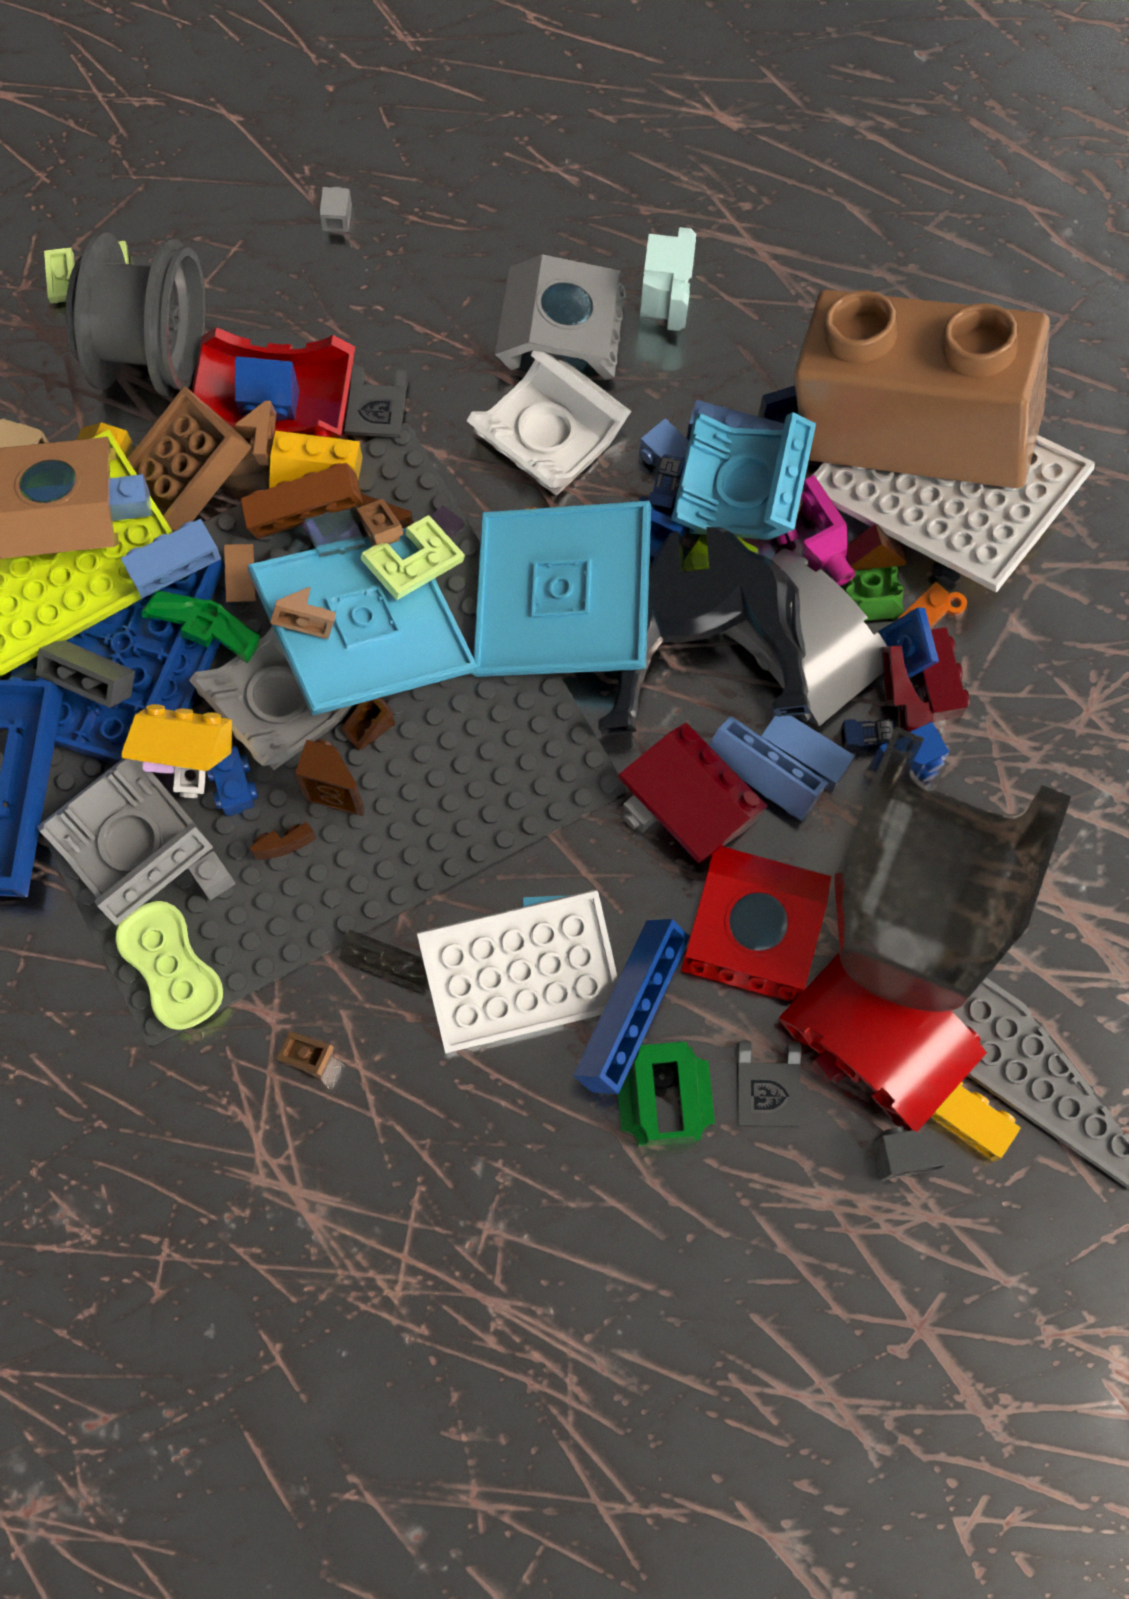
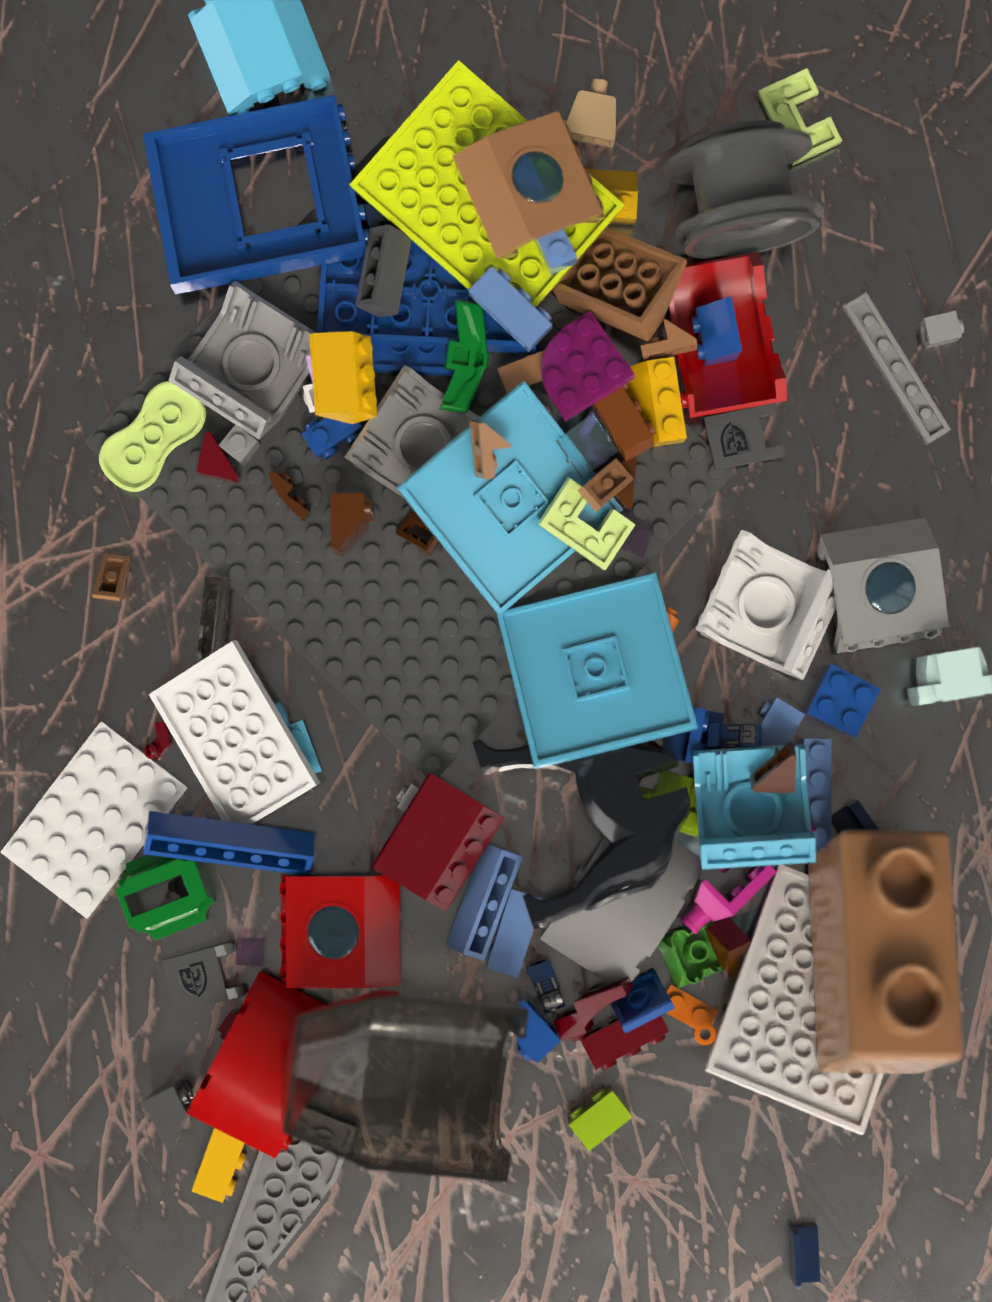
camera: 70 degrees right, 15 degrees up
(221, 906) = (214, 462): none -> dark red slope
(254, 514) = (582, 367): none -> magenta plate
(358, 258) = (896, 368): none -> light grey tile
(501, 1056) = (160, 743): none -> dark red arm
(563, 1156) = (93, 819): none -> white plate
(661, 386) = (841, 701): none -> blue brick
(716, 441) = (777, 773): none -> reddish brown slope
(753, 1026) = (250, 951): none -> clear purple tile
(1017, 721) = (599, 1117): none -> lime brick

